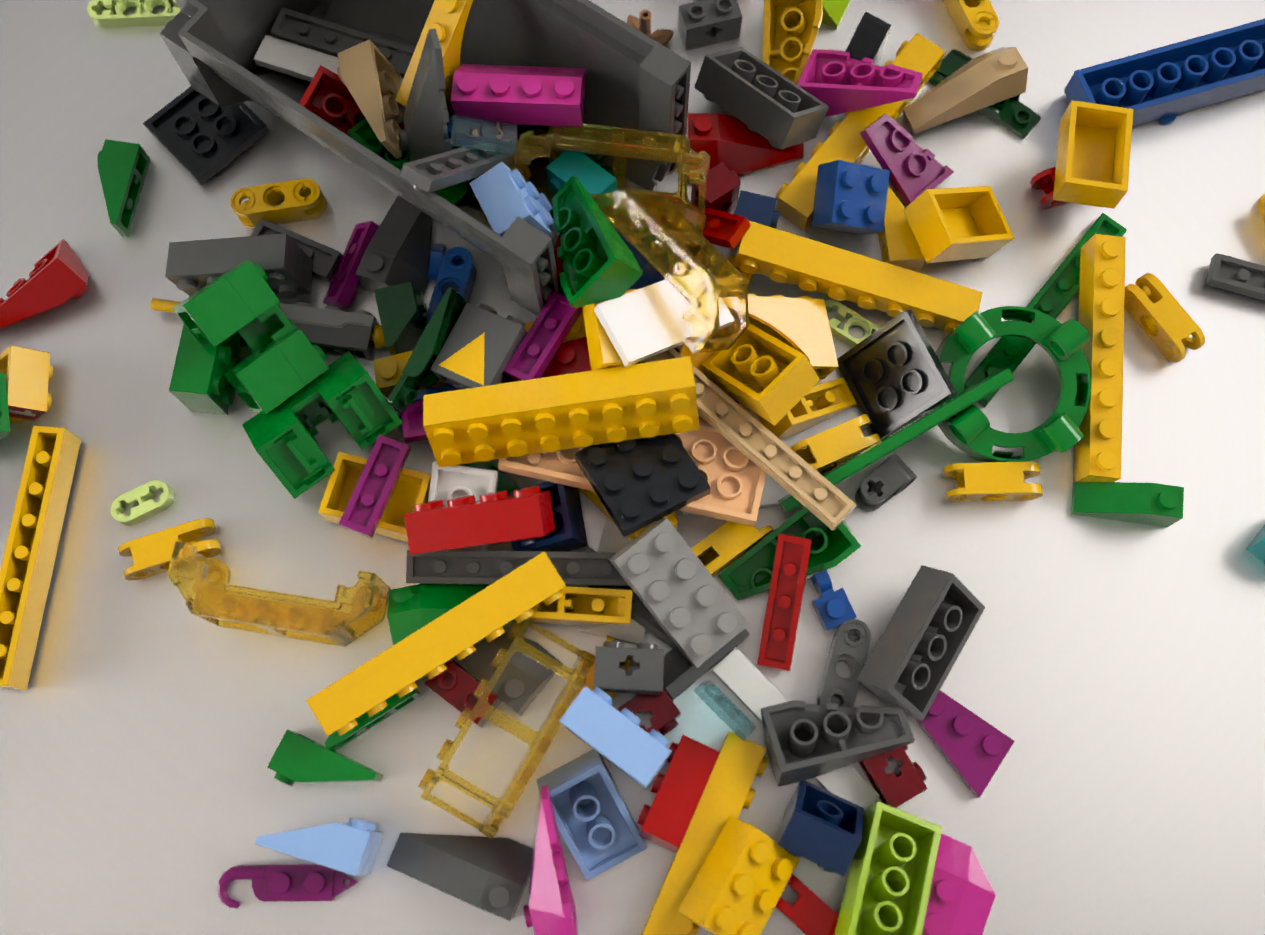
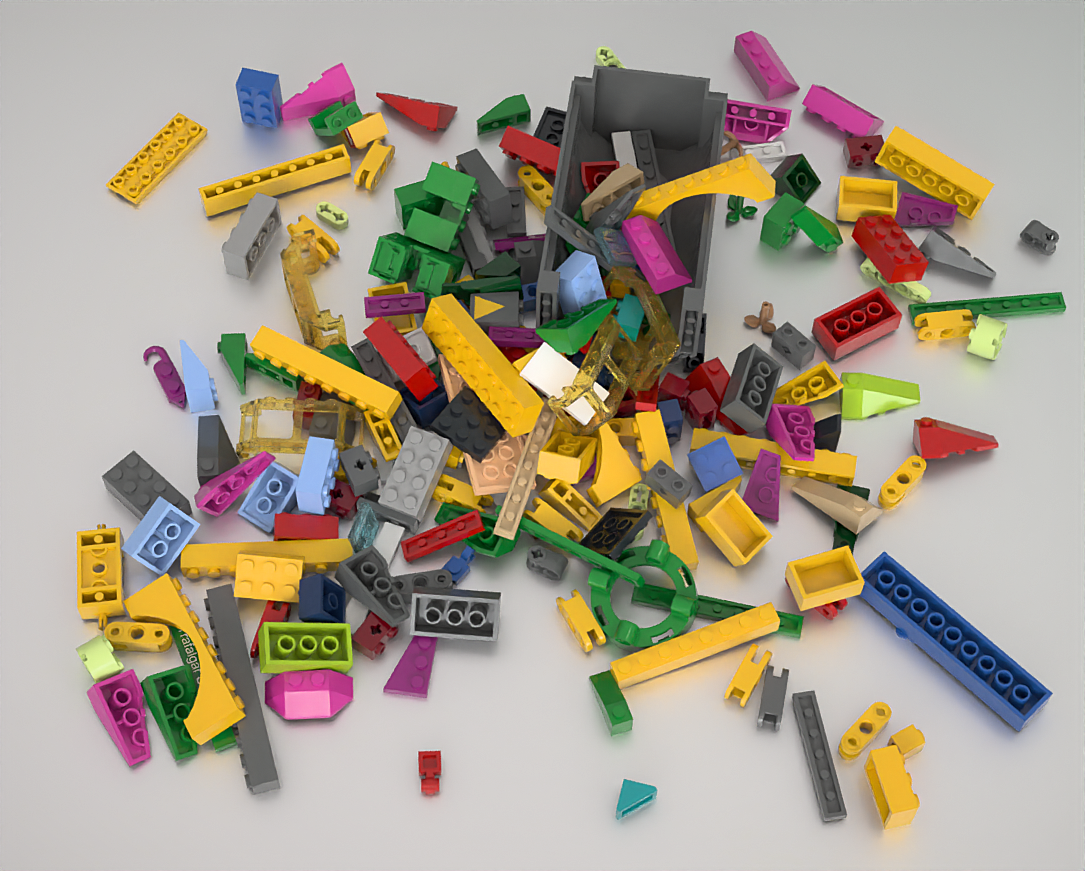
camera: 60 degrees right, 15 degrees down
(92, 400) = (374, 165): none -> yellow piece
(111, 639) = (251, 235): none -> light grey brick
(227, 166) = (530, 150): none -> red brick
(758, 170) = (700, 410): none -> dark red brick
(871, 266) = (668, 484): none -> dark grey brick
(1127, 790) = (429, 766): none -> red plate
(1209, 305) = (773, 697): none -> dark grey piece

